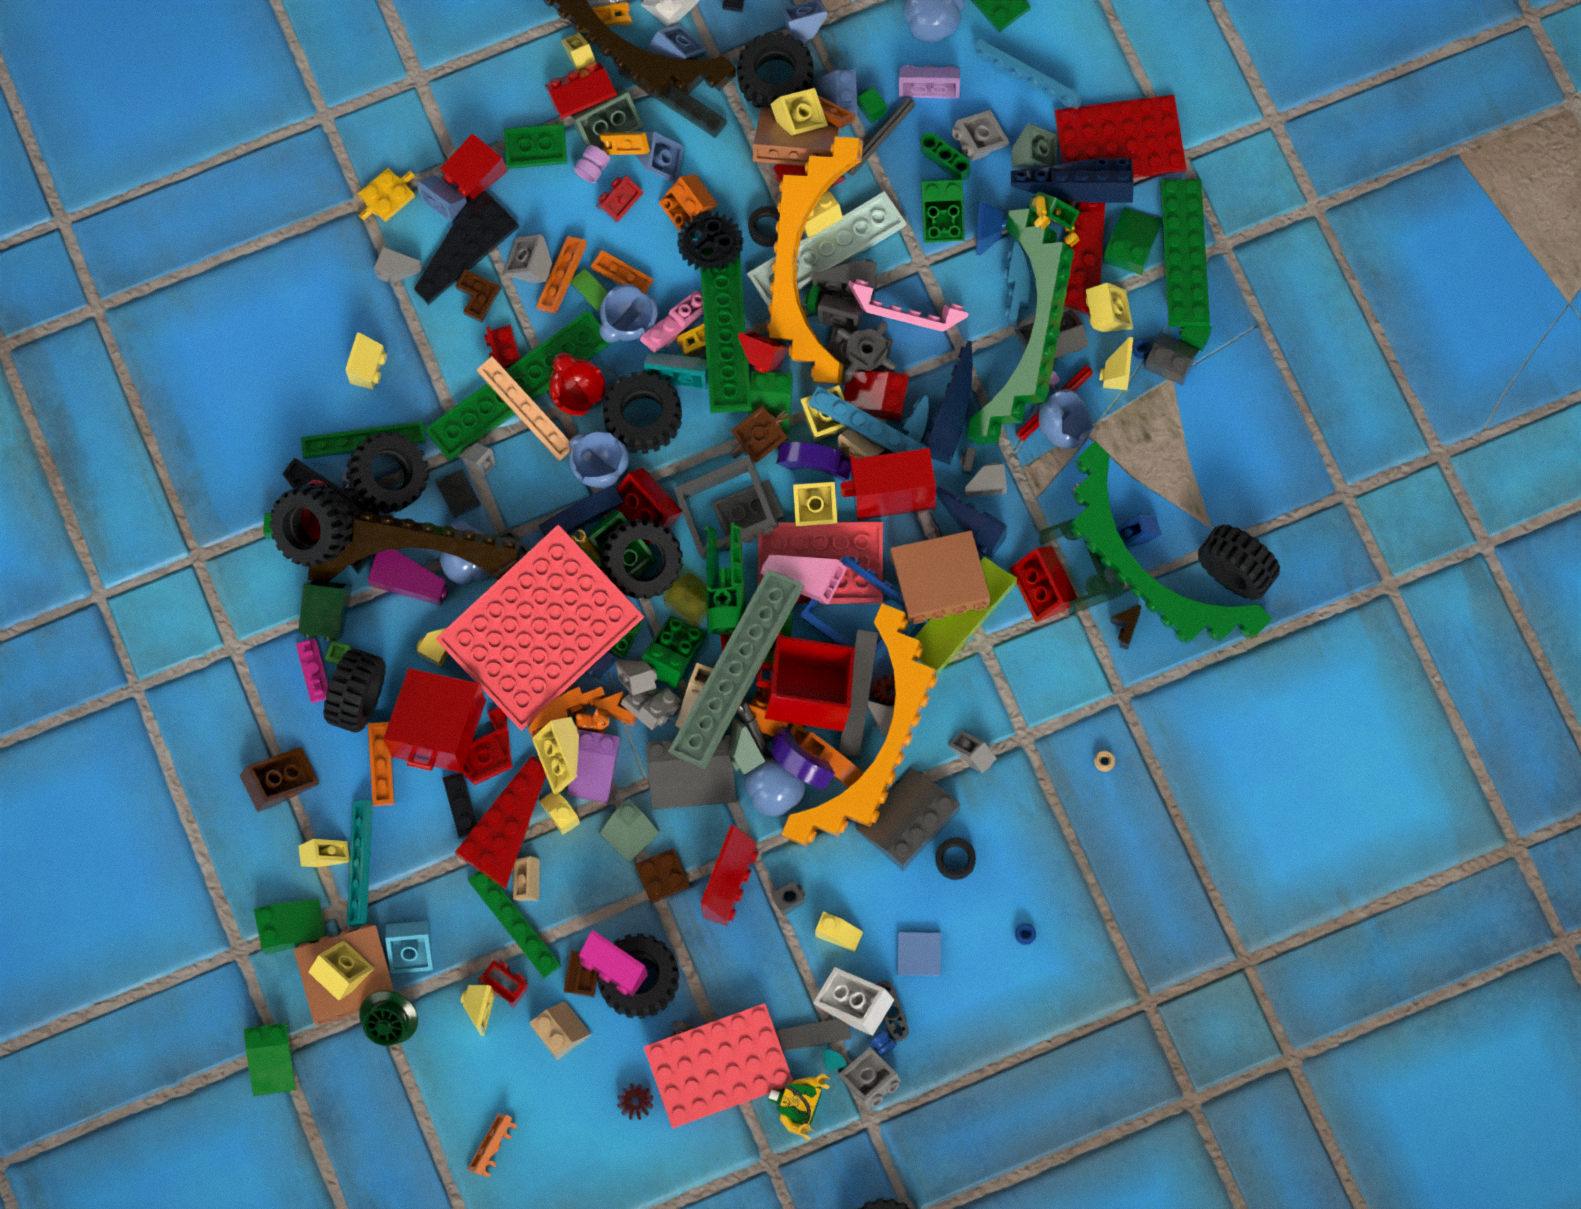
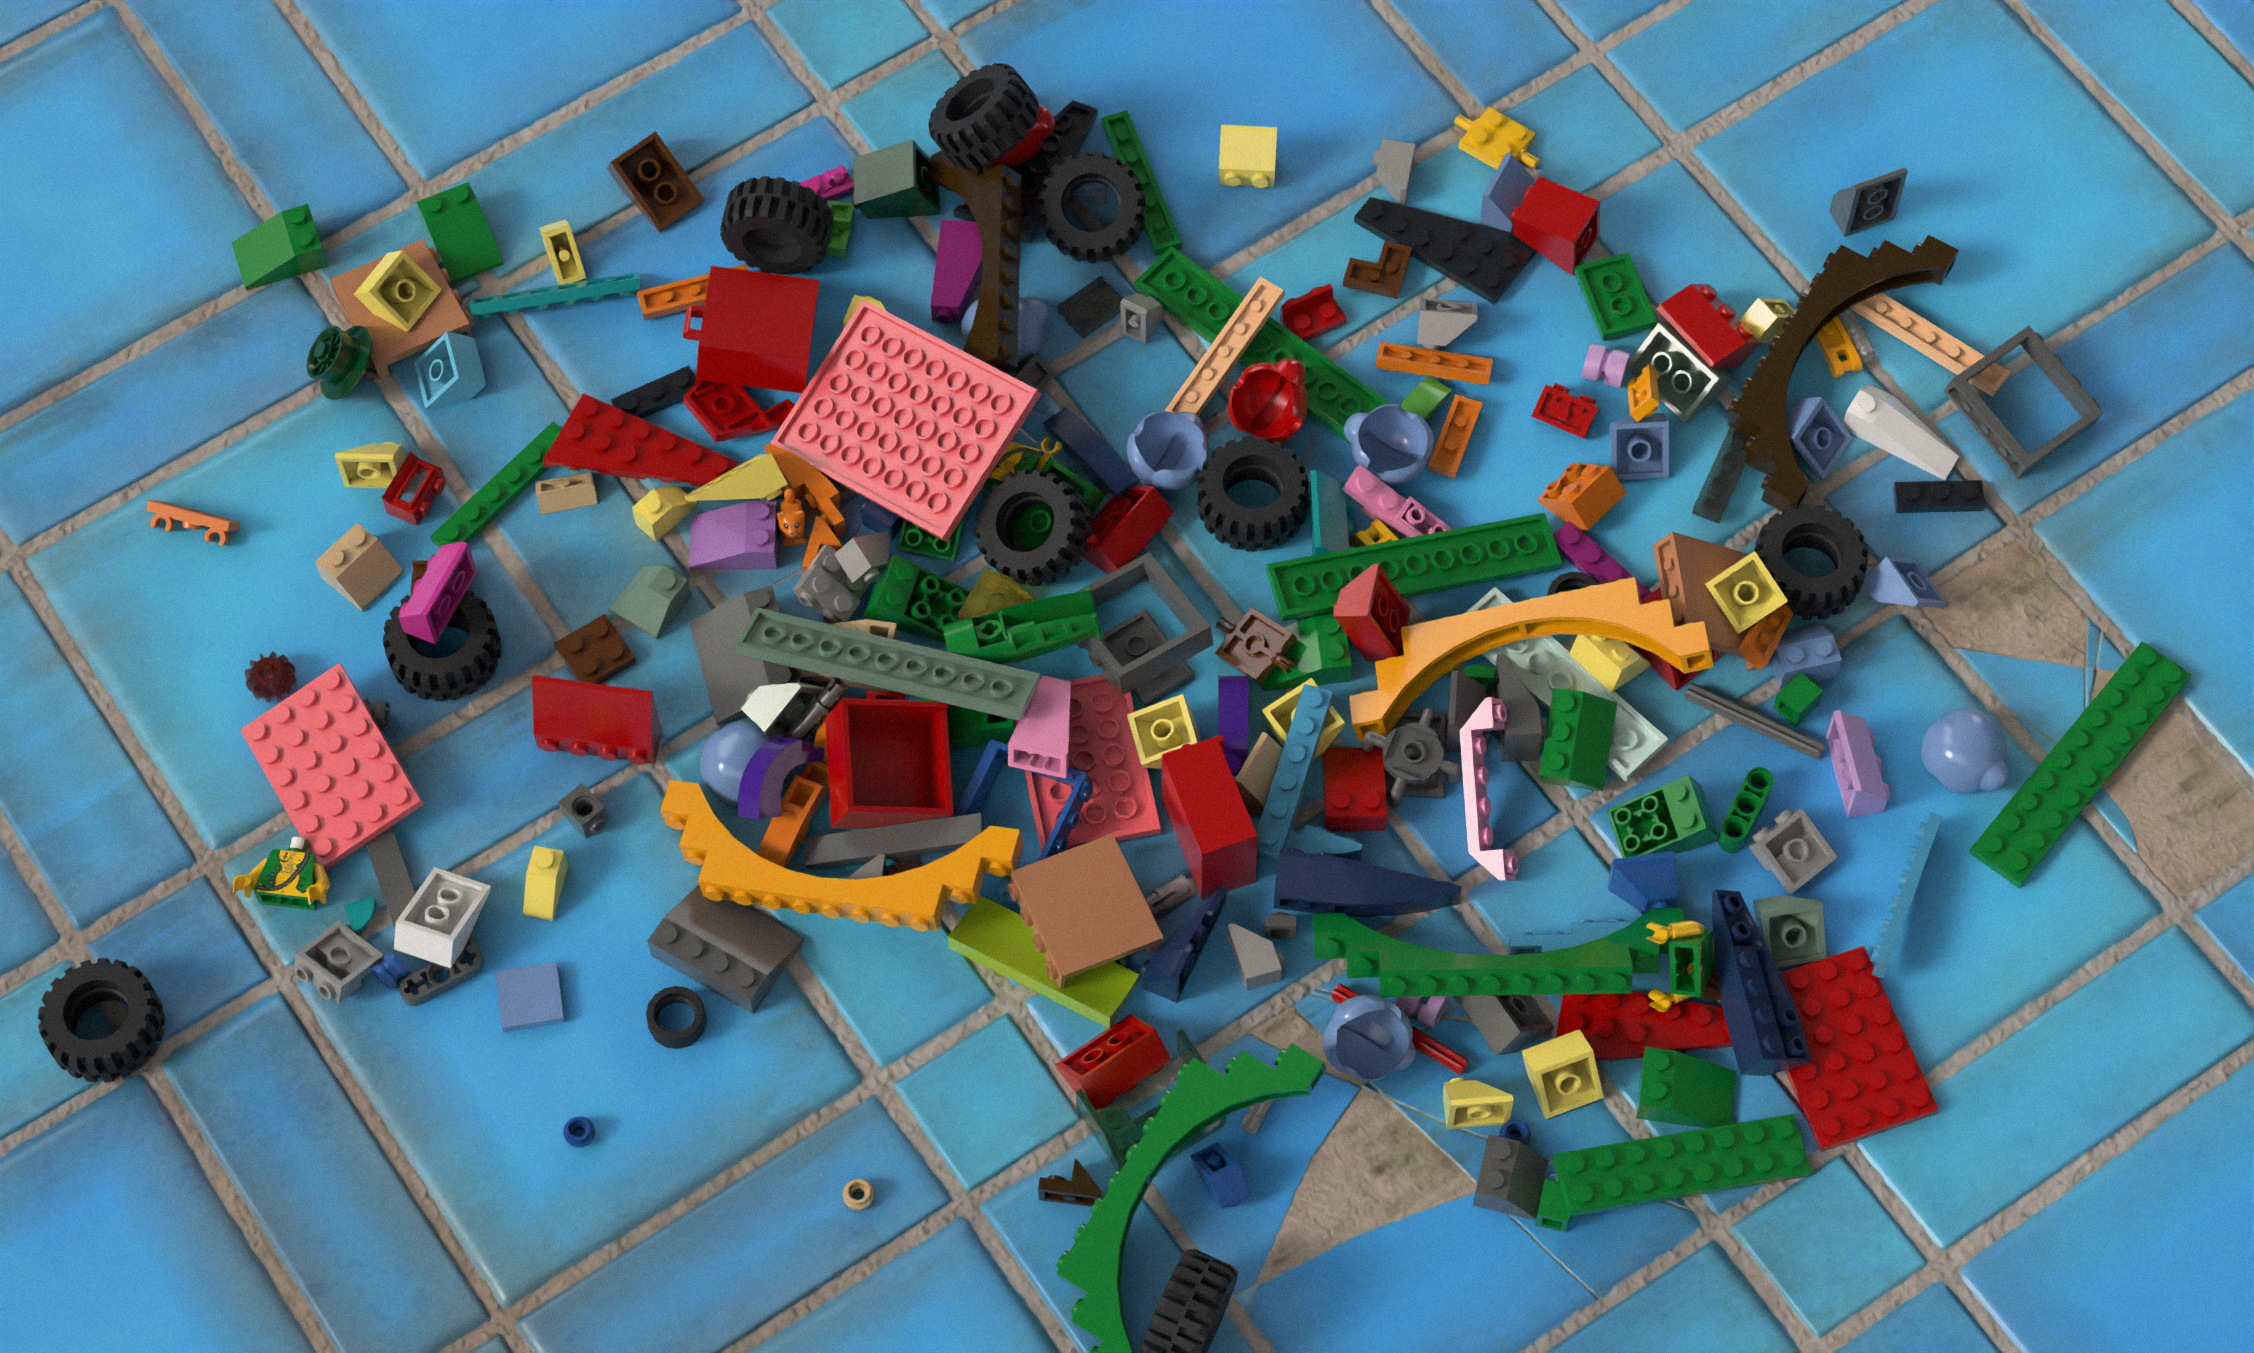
camera: 75 degrees right, 10 degrees down
(710, 242) = (1524, 525): black gear -> none
(750, 200) = (1591, 558): none -> magenta plate
(878, 244) = (1578, 740): none -> green slope
(972, 751) = (837, 1010): light grey slope -> none

